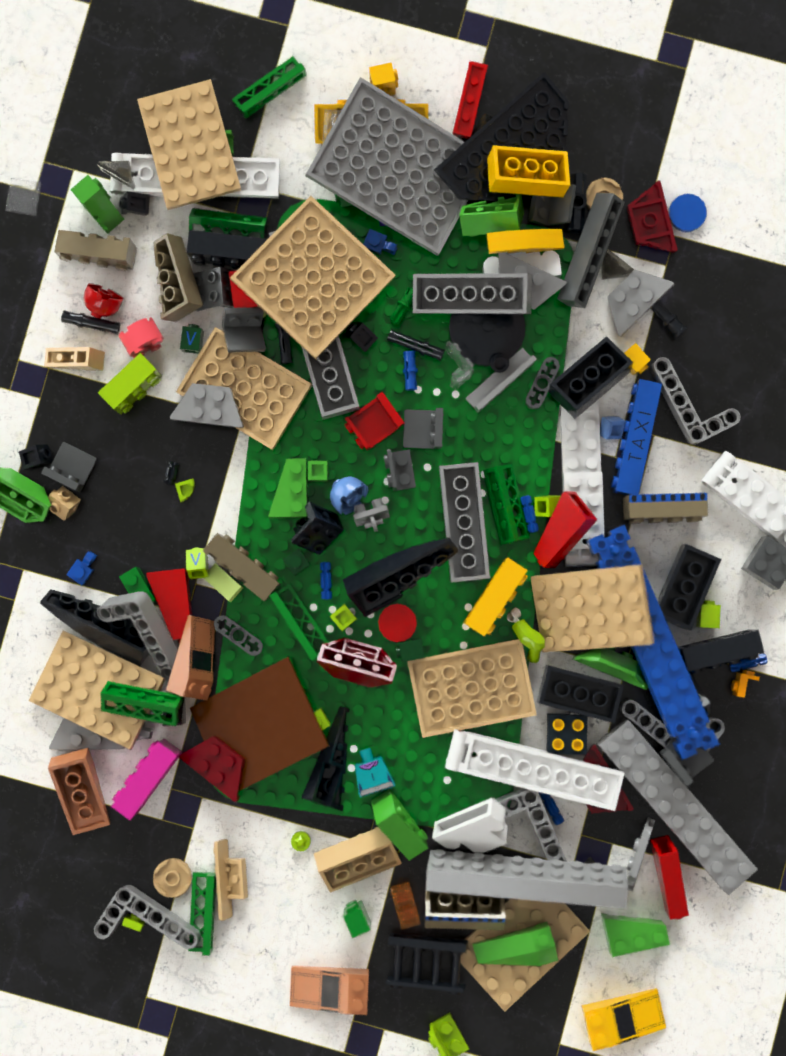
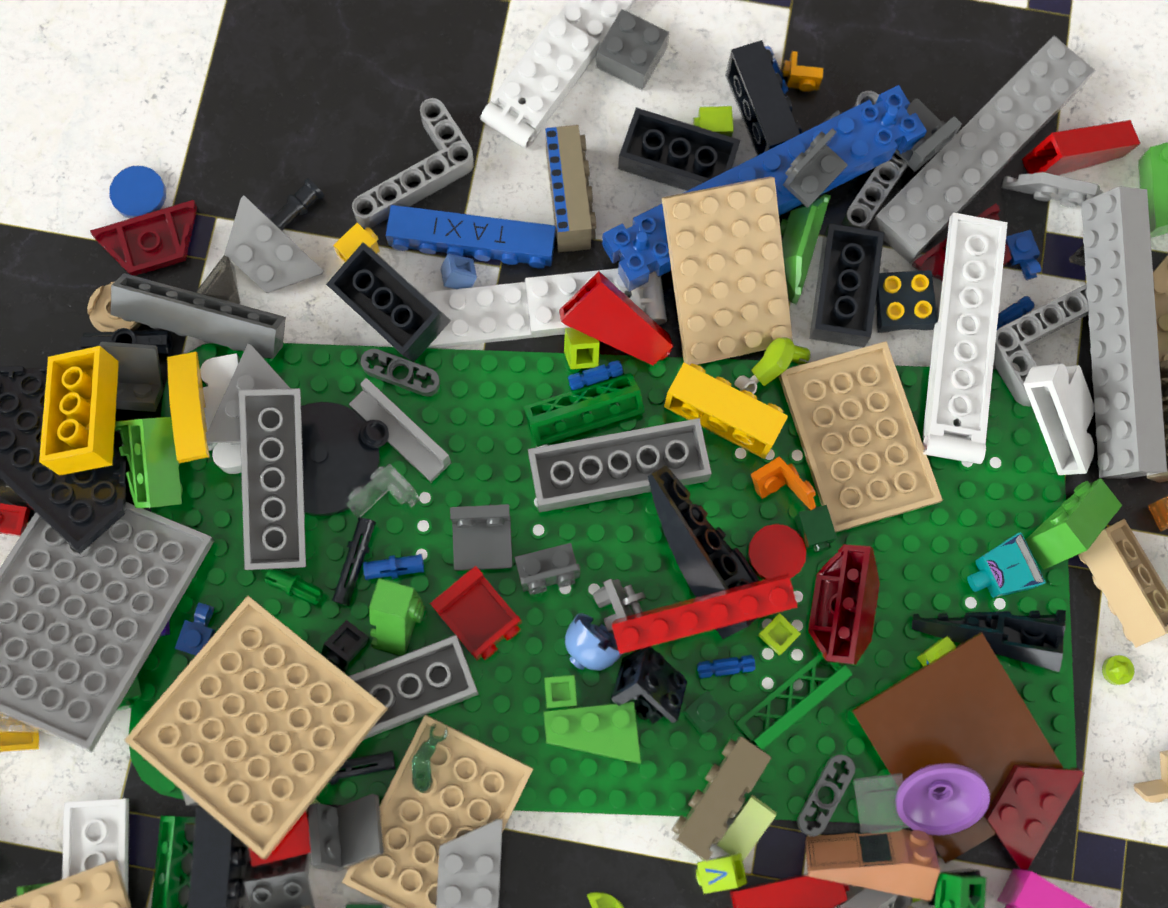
camera: 100 degrees left, 10 degrees down
(226, 706) = (942, 799): none -> medium lavender dish
(229, 670) = (878, 803): none -> clear piece
(282, 379) = (421, 761): none -> clear green arm
(356, 566) = (704, 613): none -> red brick
(375, 367) = (394, 614): none -> bright green wedge
(449, 627) = (777, 474): none -> orange bracket
(598, 823) = (1024, 252): none -> blue plate
(654, 675) = (814, 169): none -> dark grey bracket

